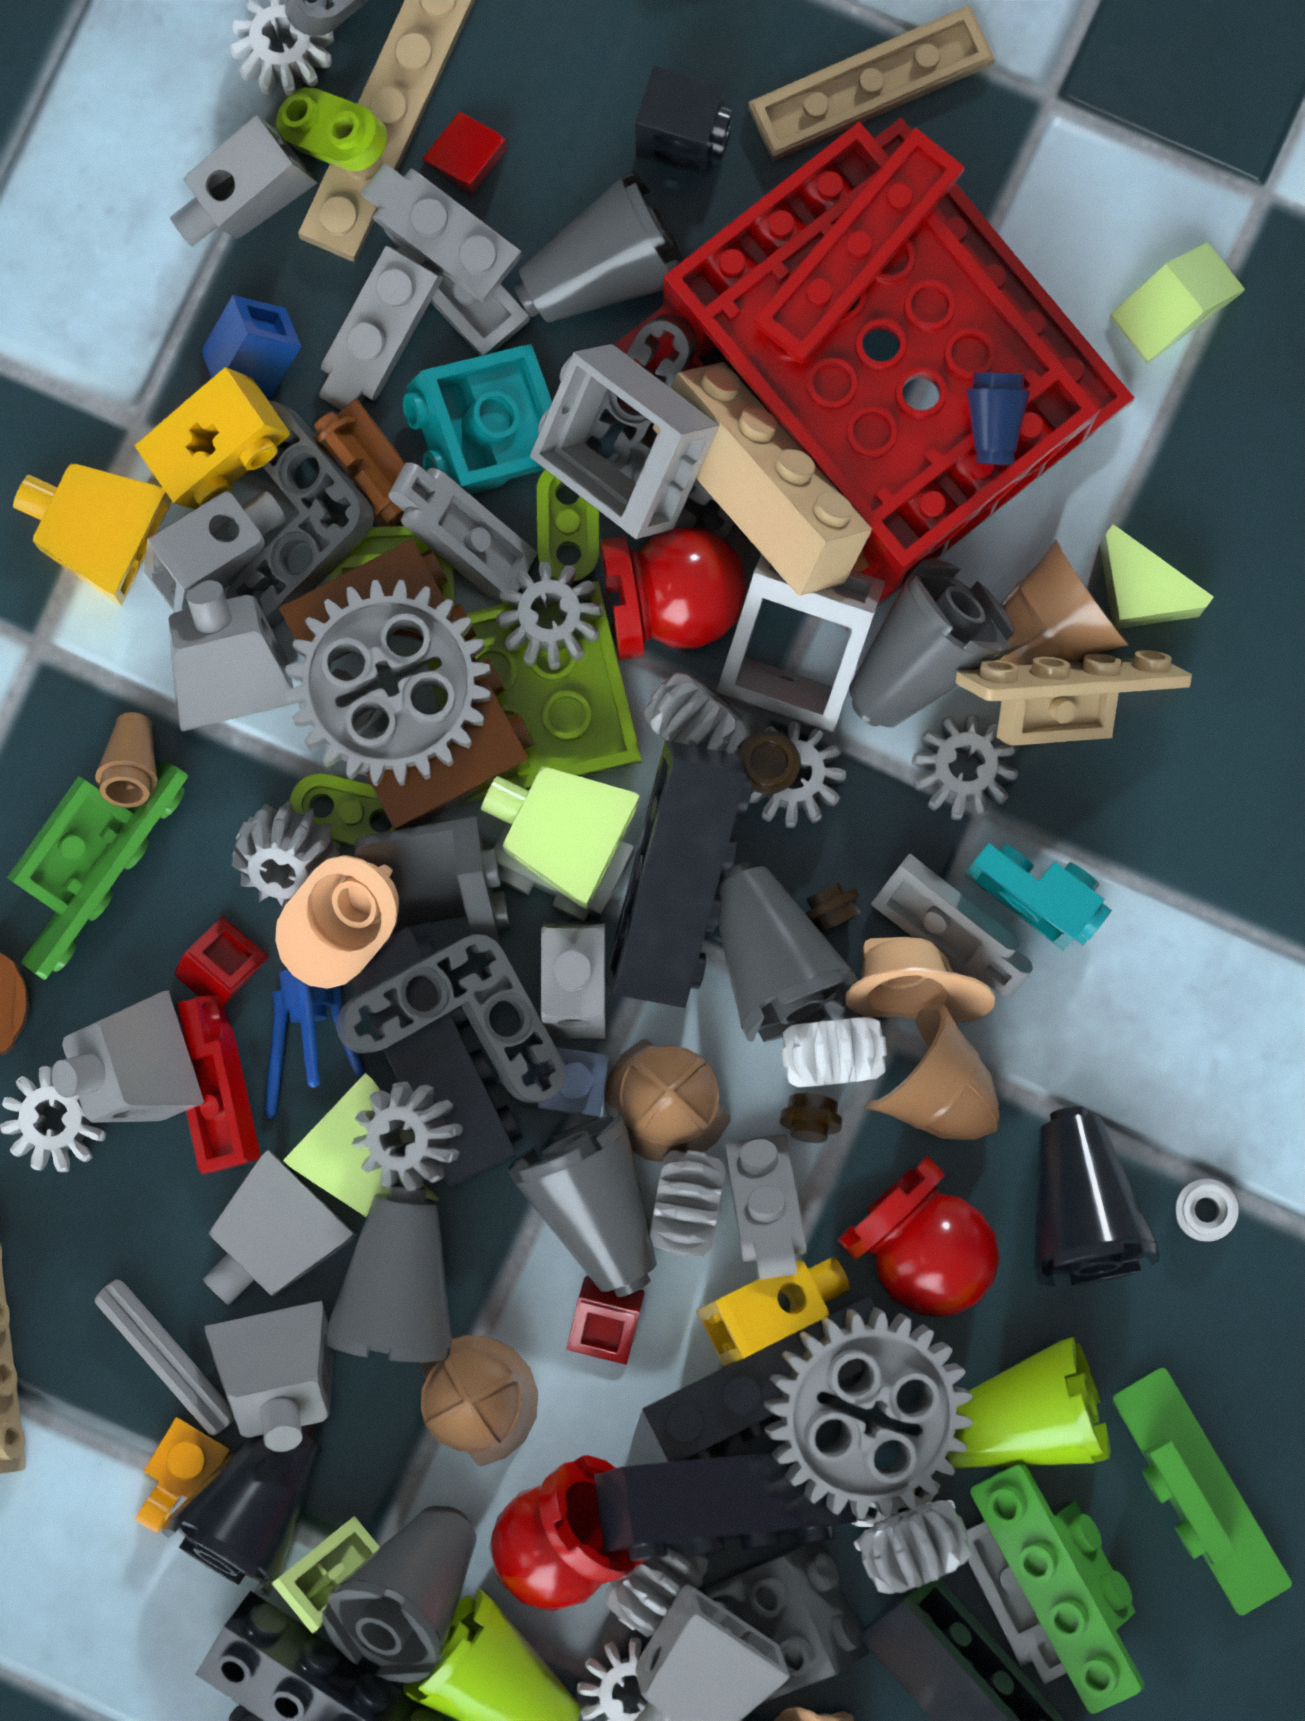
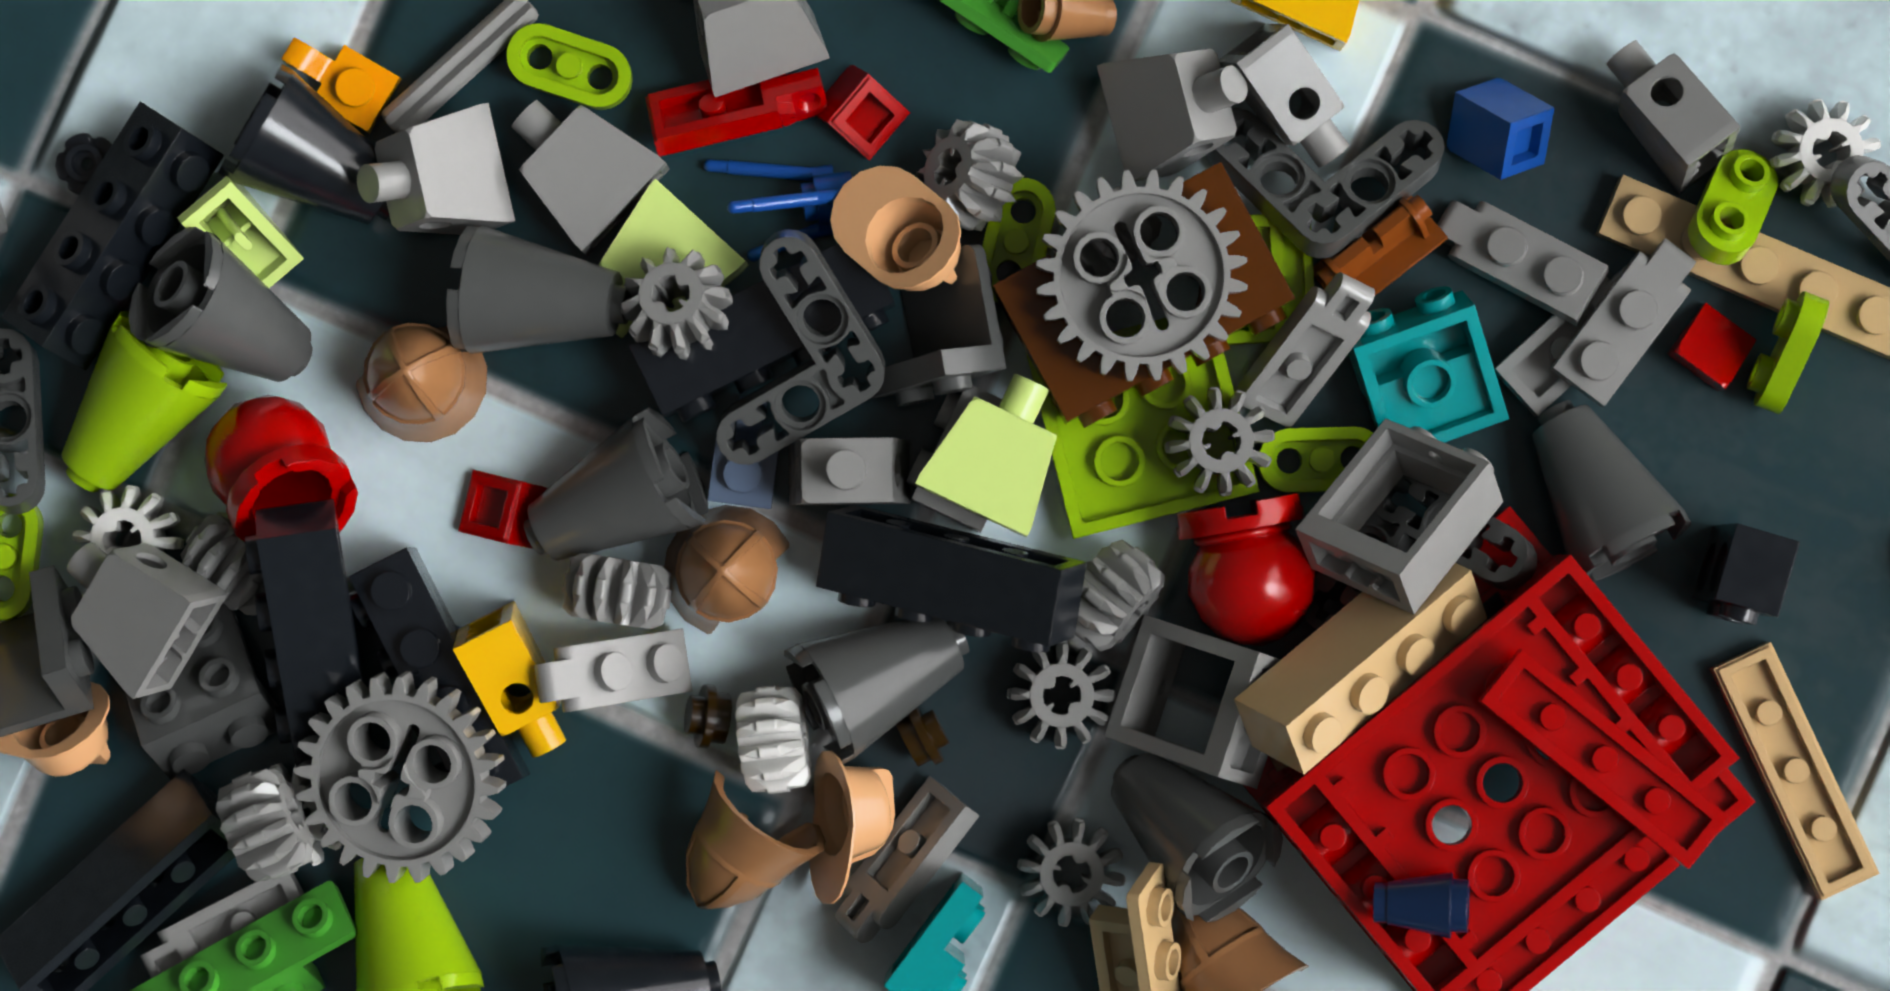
camera: 90 degrees right, 5 degrees up
(166, 1246) = (571, 66): none -> lime plate
(213, 439) = (1396, 61): yellow brick -> none
(453, 69) = (1798, 330): none -> lime plate
(770, 762) = (1068, 670): dark brown plate -> none
(928, 1246) = (576, 836): red tile -> none

